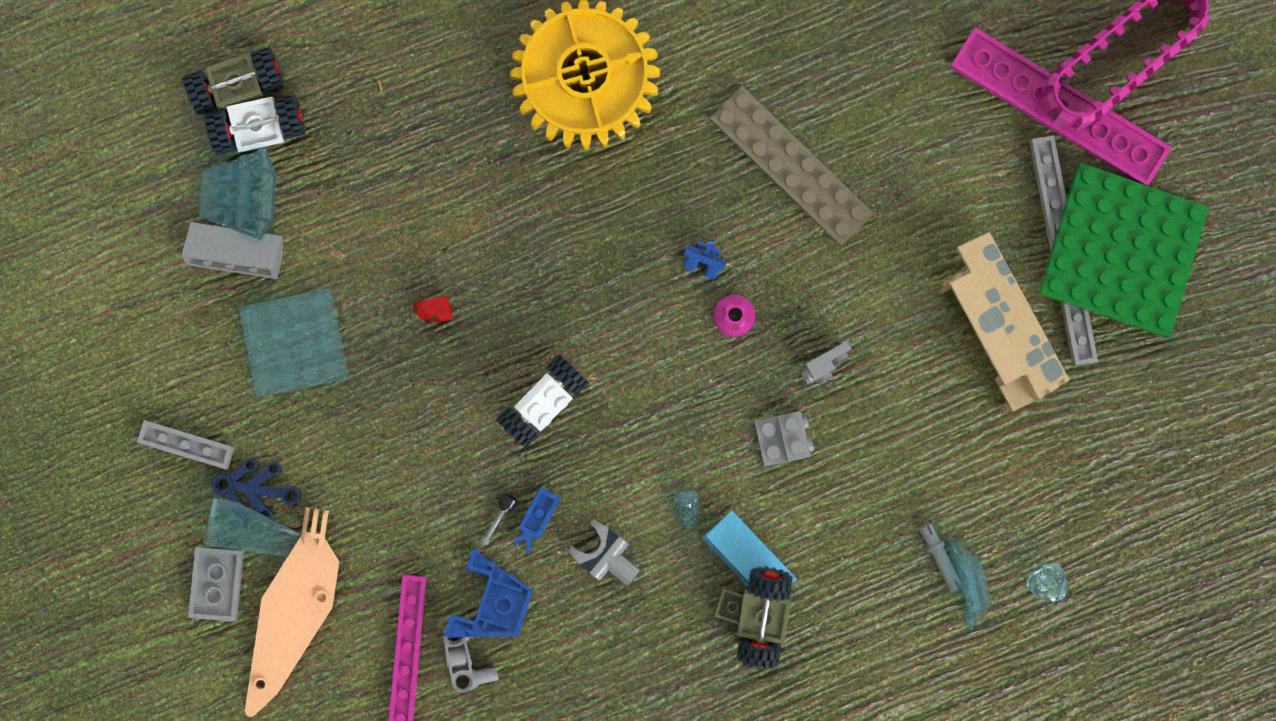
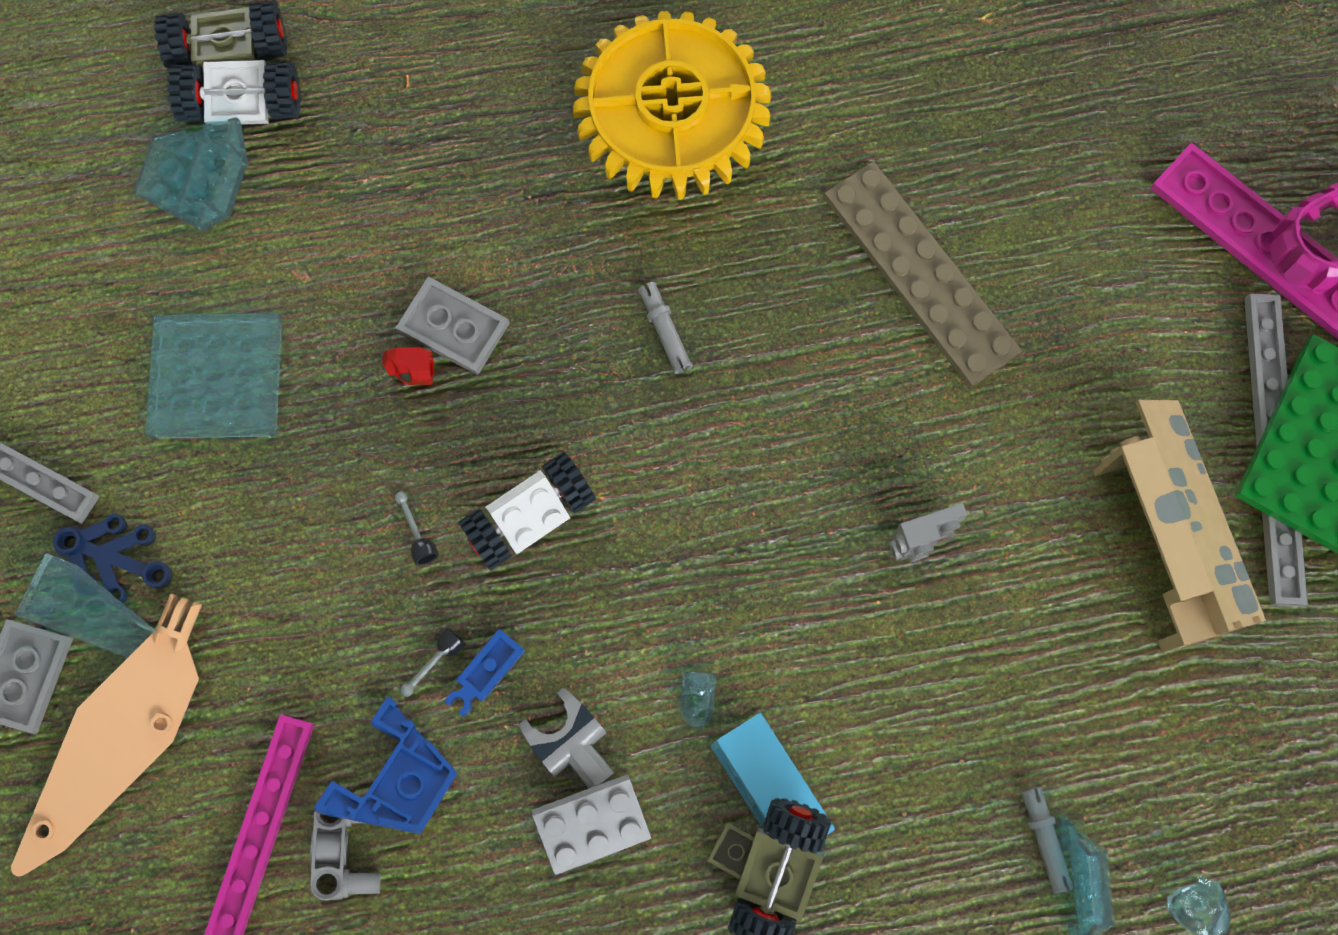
camera: 10 degrees right, 10 degrees down
(232, 251) = (165, 242): light grey brick -> none
(458, 273) = (452, 325): none -> light grey plate
(473, 441) = (422, 550): none -> black hinge
(607, 236) = (660, 316): none -> light grey pin
(631, 607) = (591, 824): none -> light grey plate
(695, 255) = (771, 361): blue hips -> none
(730, 327) = (807, 465): dark pink piece -> none
(783, 438) = (850, 627): light grey plate -> none

